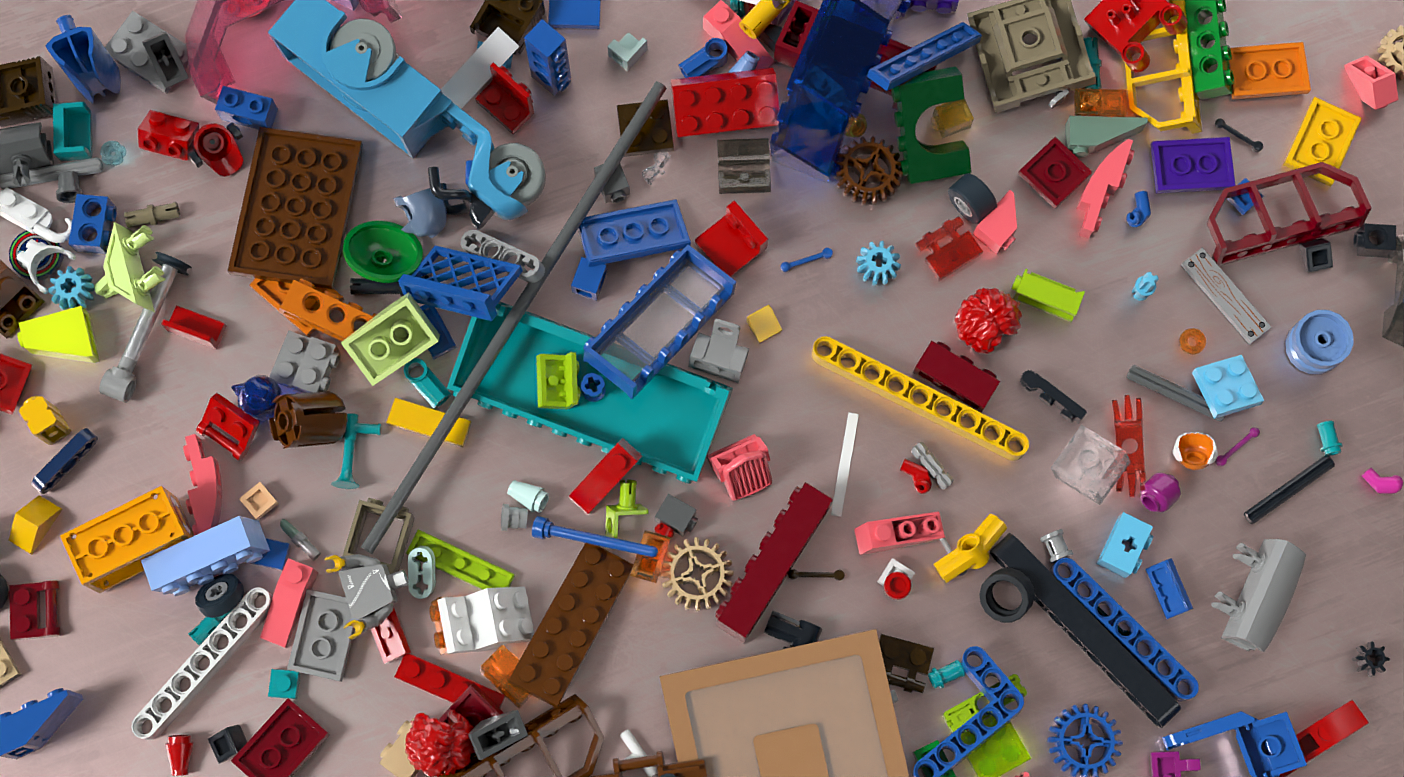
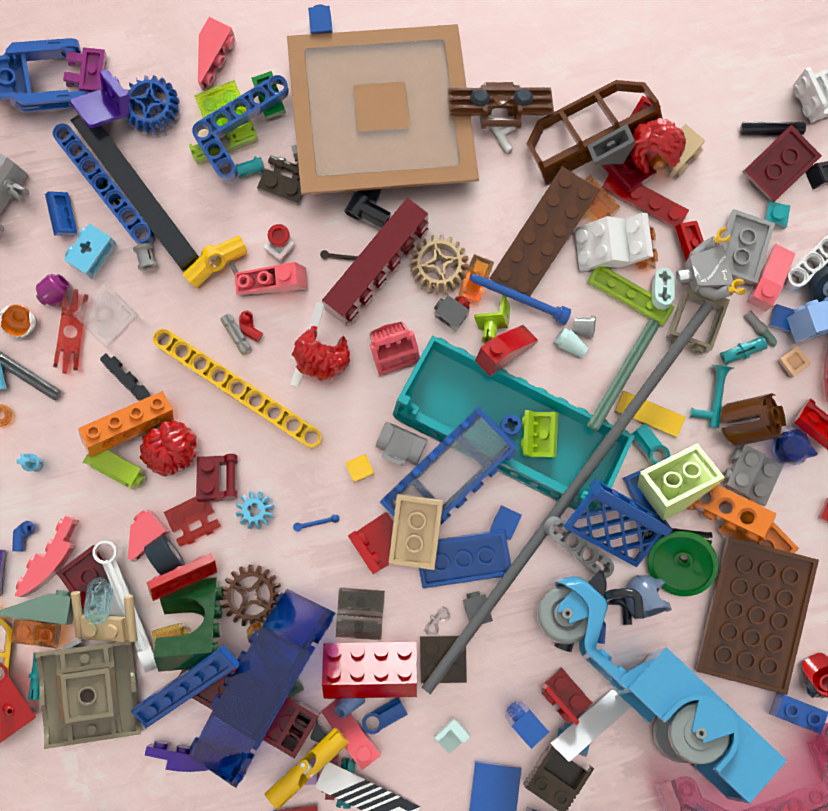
camera: 170 degrees left, 5 degrees up
(320, 508) = (755, 346): none -> teal pin
(463, 460) = (623, 375): none -> sand green axle
(690, 250) = (416, 531): none -> tan plate
(829, 435) = (320, 359): none -> red hair
(936, 294) = (209, 478): none -> dark red plate
(948, 176) = (182, 577): none -> red plate
(956, 376) = (203, 405): dark red brick -> none
(976, 99) = (120, 589): none -> white piece
(996, 611) = (184, 228): black tyre -> none
(1027, 117) = (112, 629): none -> tan plate
(1037, 143) = (98, 599): none -> clear light blue plate
(1041, 338) = (125, 424): none -> orange brick
(1143, 727) = (104, 104): none -> bracket

